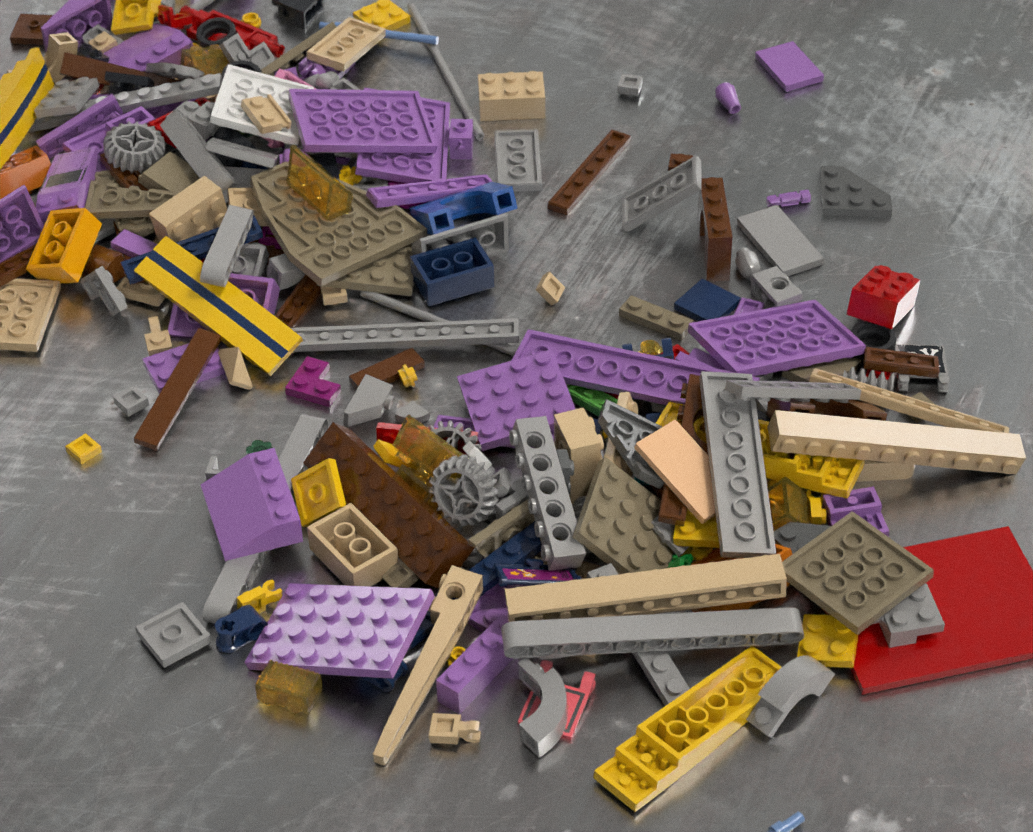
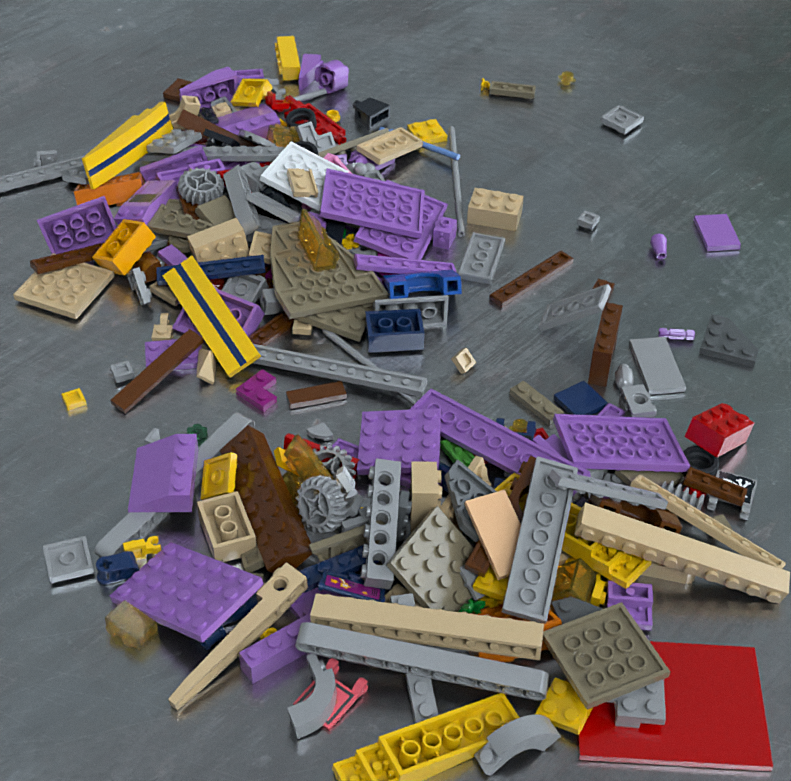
camera: 15 degrees right, 0 degrees up
(226, 246) = (230, 273): light grey beam -> none
(369, 401) = (290, 415): light grey slope -> none
(407, 376) = (328, 402): yellow plate -> none
(449, 727) = (238, 693): tan plate -> none

